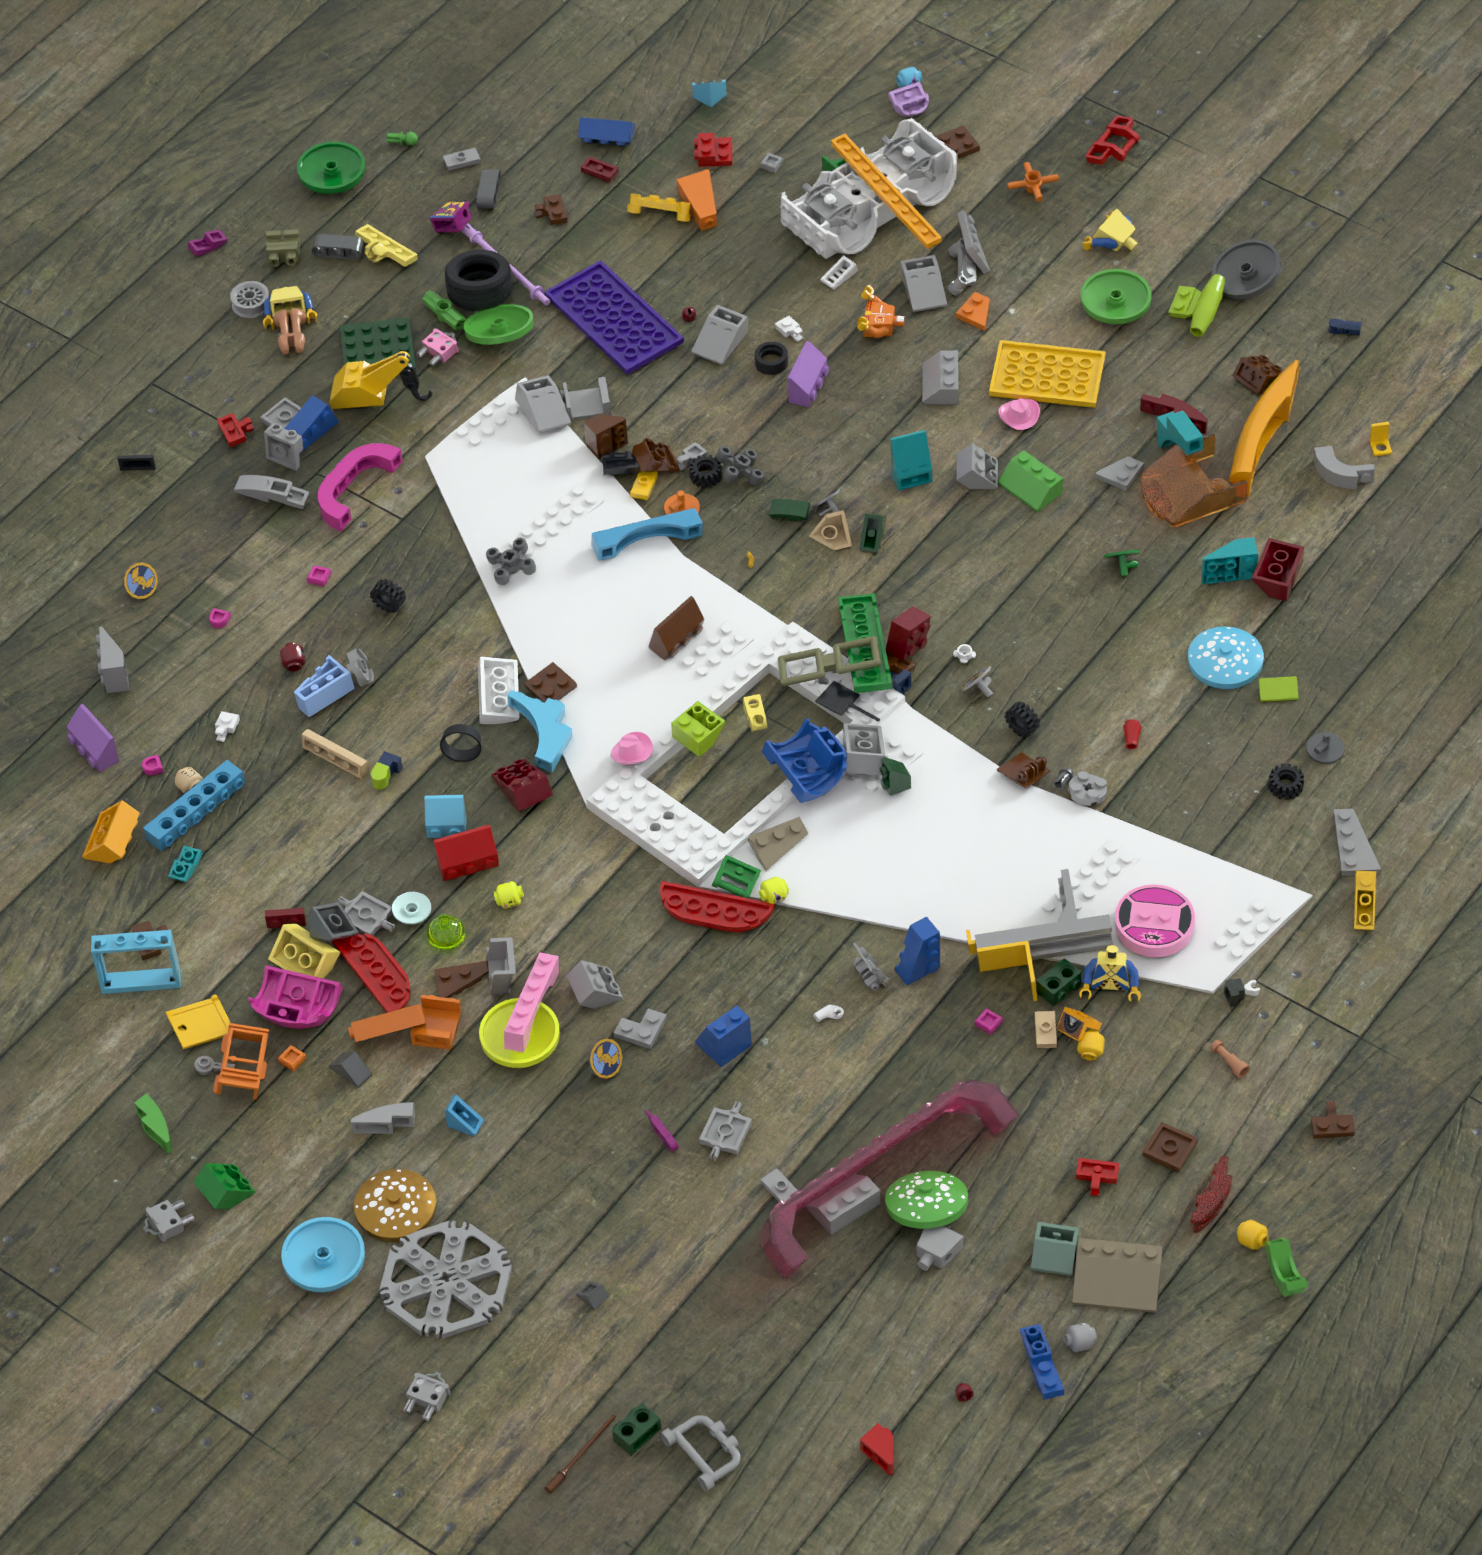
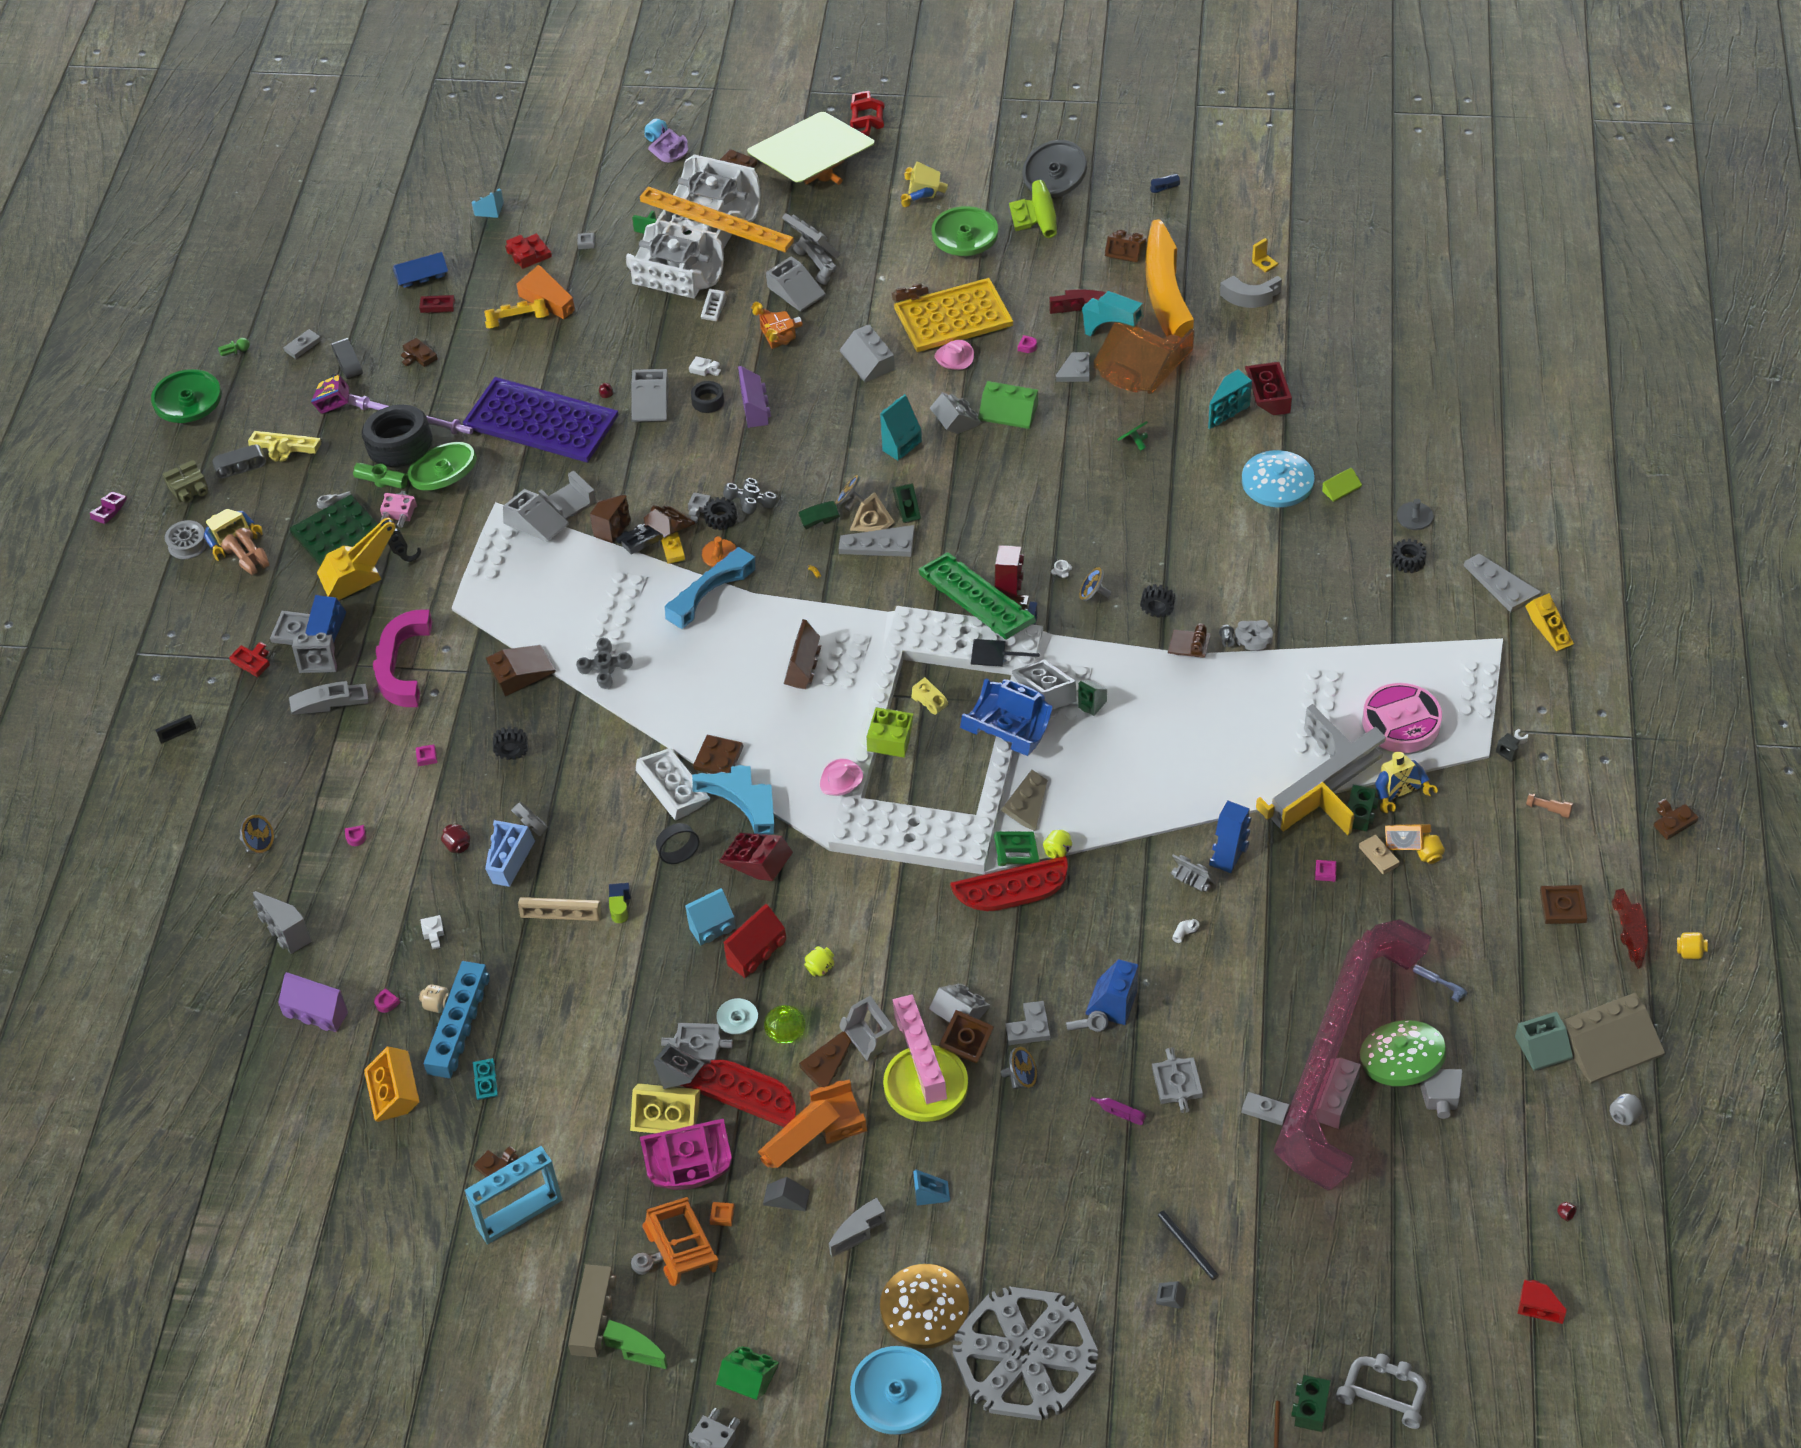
camera: 30 degrees left, 0 degrees up
(139, 1080) = (591, 1311): none -> dark tan brick
(203, 1022) = (610, 1221): yellow container -> none
(278, 917) = (623, 1082): dark red plate -> none
(387, 314) = (328, 500): none -> light grey plate
(441, 533) = (519, 667): none -> reddish brown slope
(577, 1012) = (966, 1036): none -> reddish brown slope
(635, 1264) = (1186, 1243): none -> black bar
(696, 1051) = (1096, 1021): none -> light grey plate
(826, 559) = (880, 542): none -> light grey wing
(829, 662) = (962, 623): olive bar -> none
(975, 311) = (853, 290): orange wing -> none
(1018, 1176) = (1458, 992): none -> sand blue piece
(1021, 337) = (912, 293): none -> reddish brown plate
(1036, 153) = (810, 147): none -> yellowish green piece
(1041, 1362) = (1609, 1149): blue slope -> none
(1094, 431) = (1027, 344): none -> dark pink tile
(1097, 1172) = (1522, 956): red plate -> none
(1132, 732) = (1253, 572): red cone -> none
(1283, 1267) = (1740, 963): bright green arch -> none

